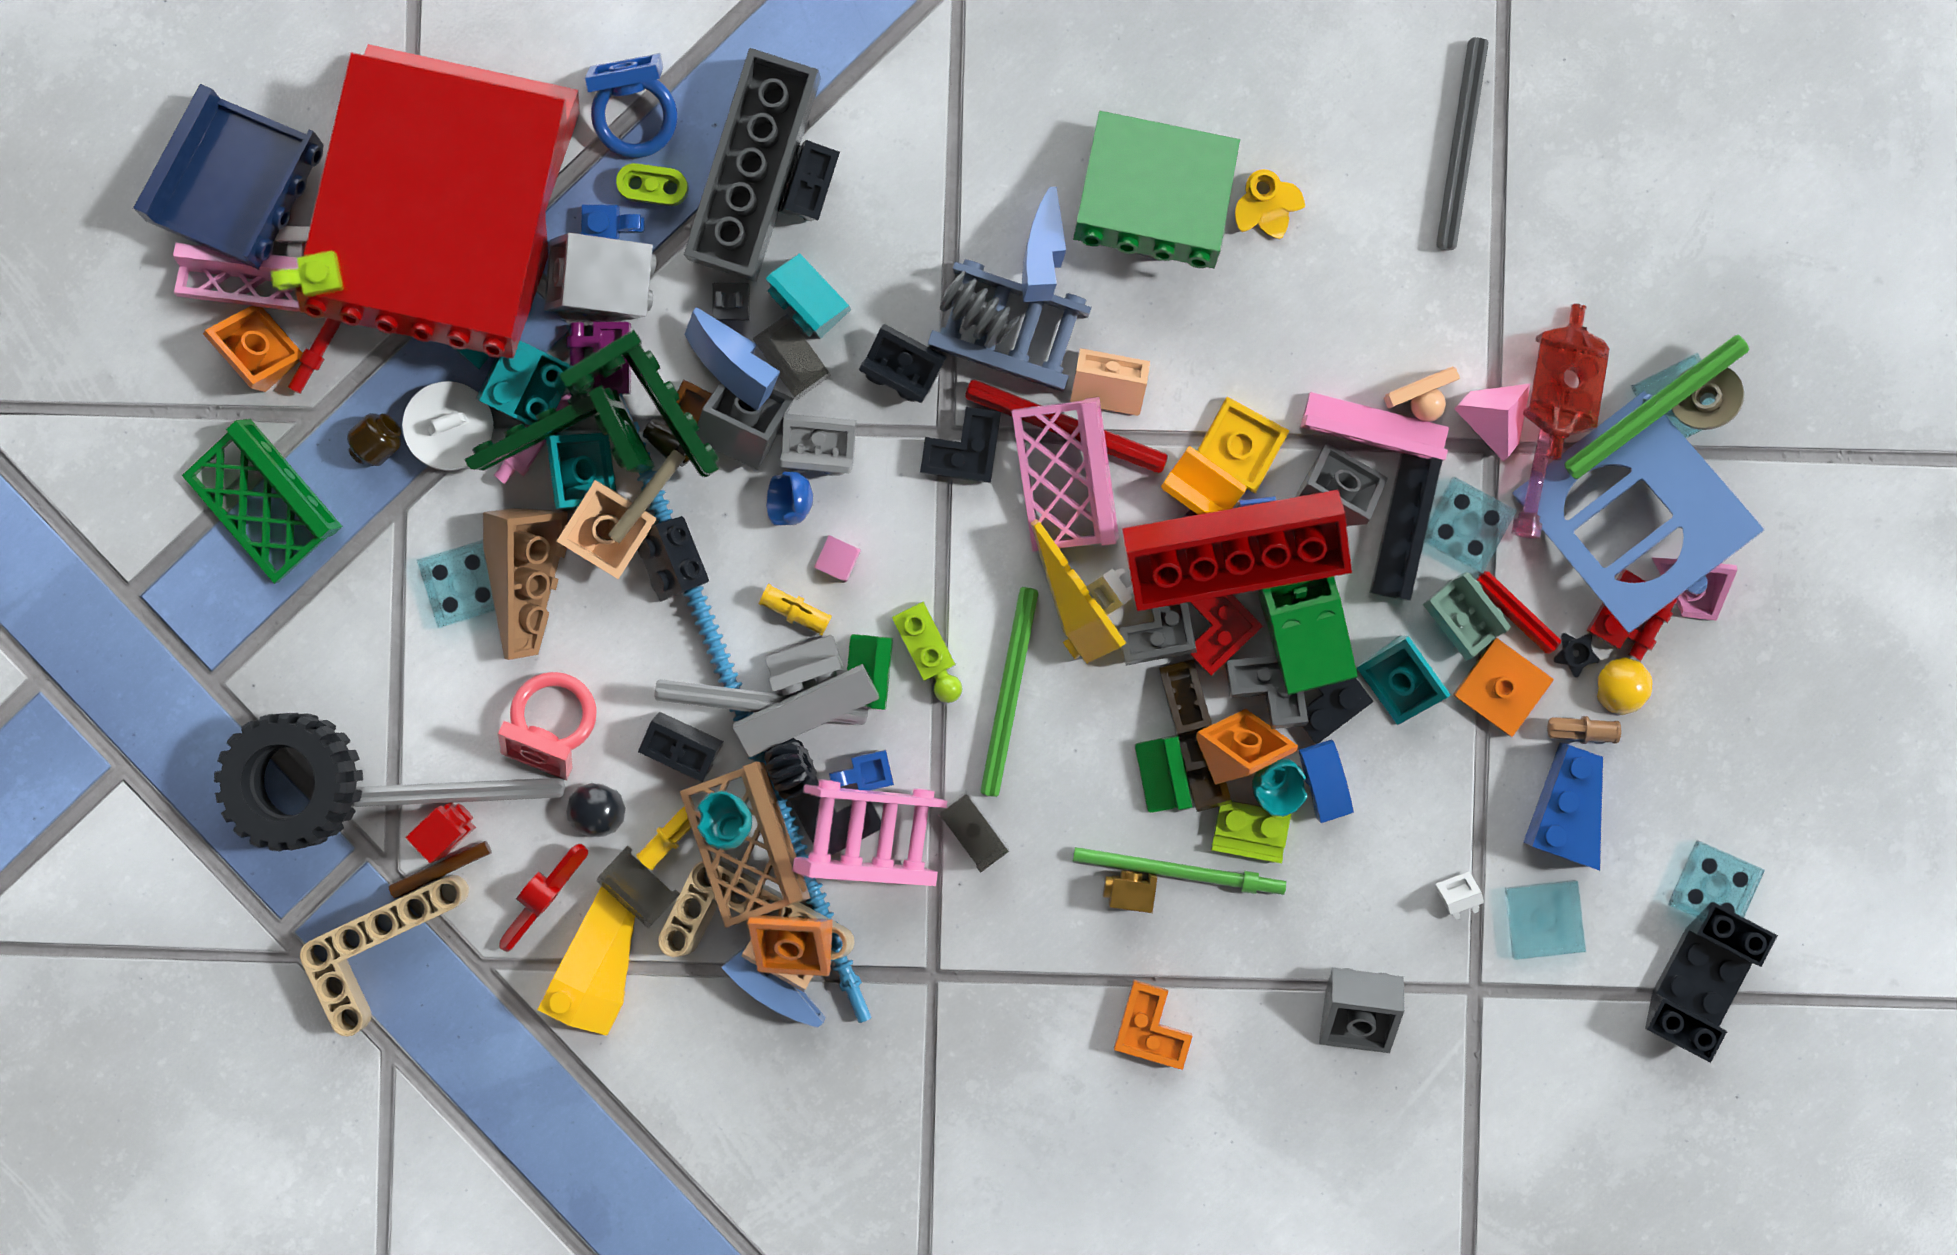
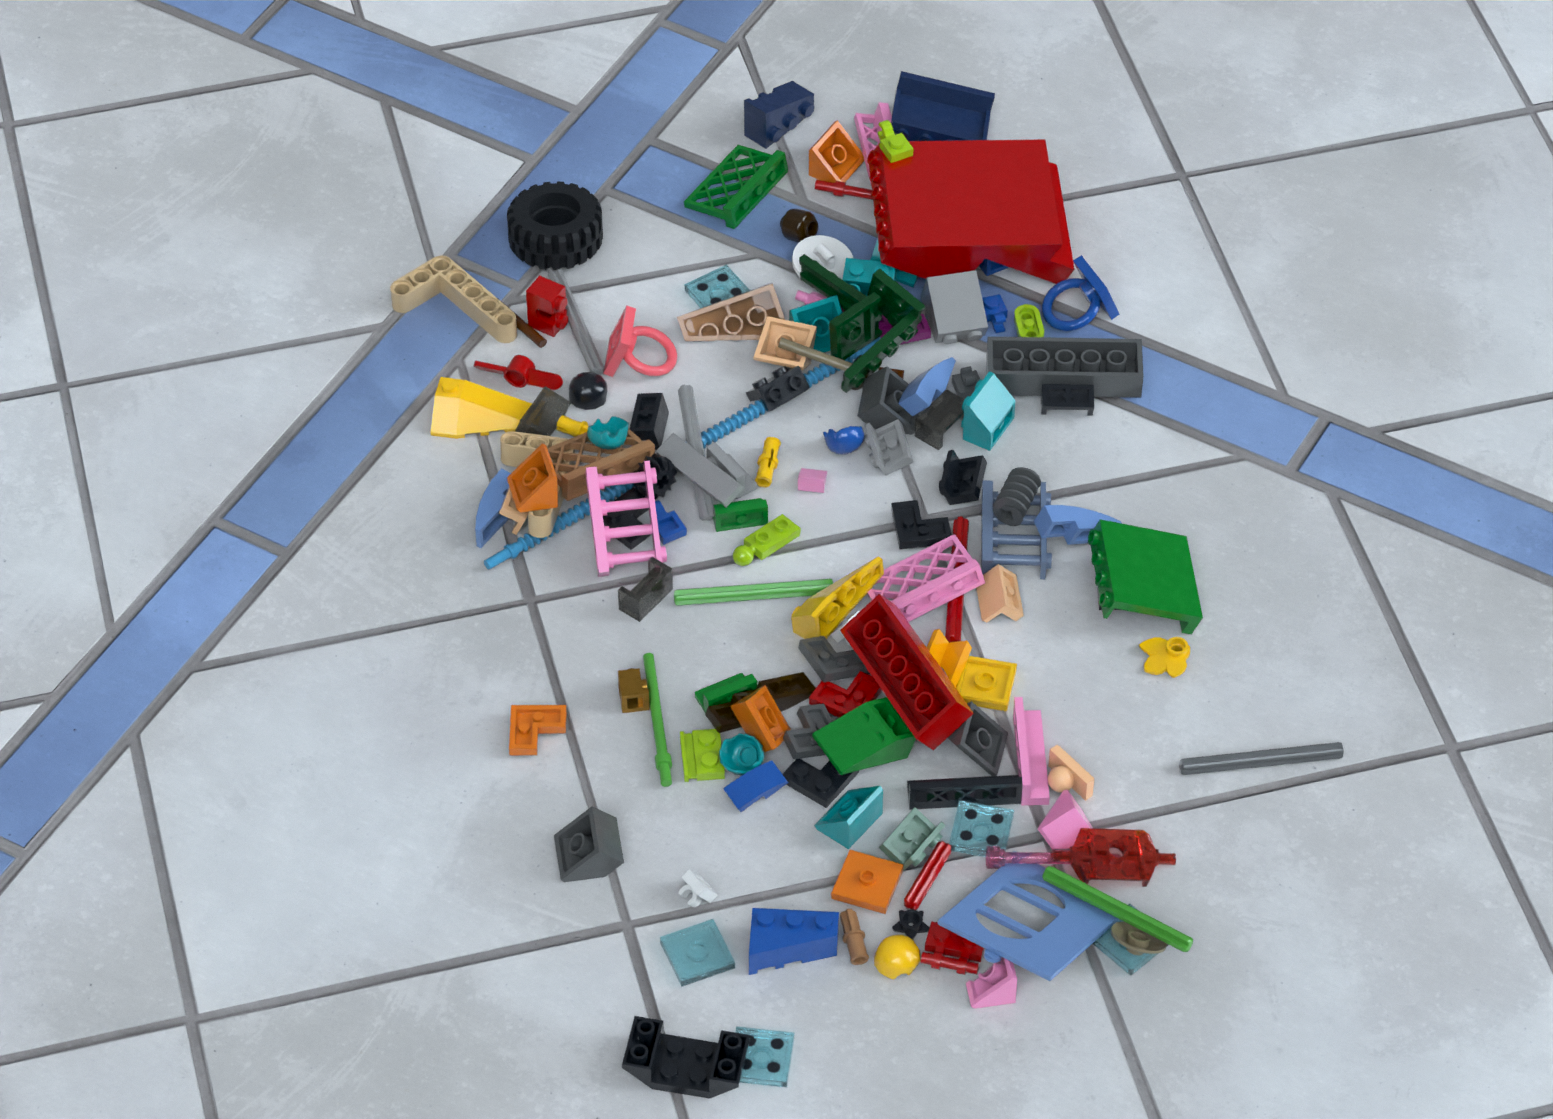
camera: 70 degrees right, 40 degrees down
(143, 401) = (776, 113): none -> dark blue wedge

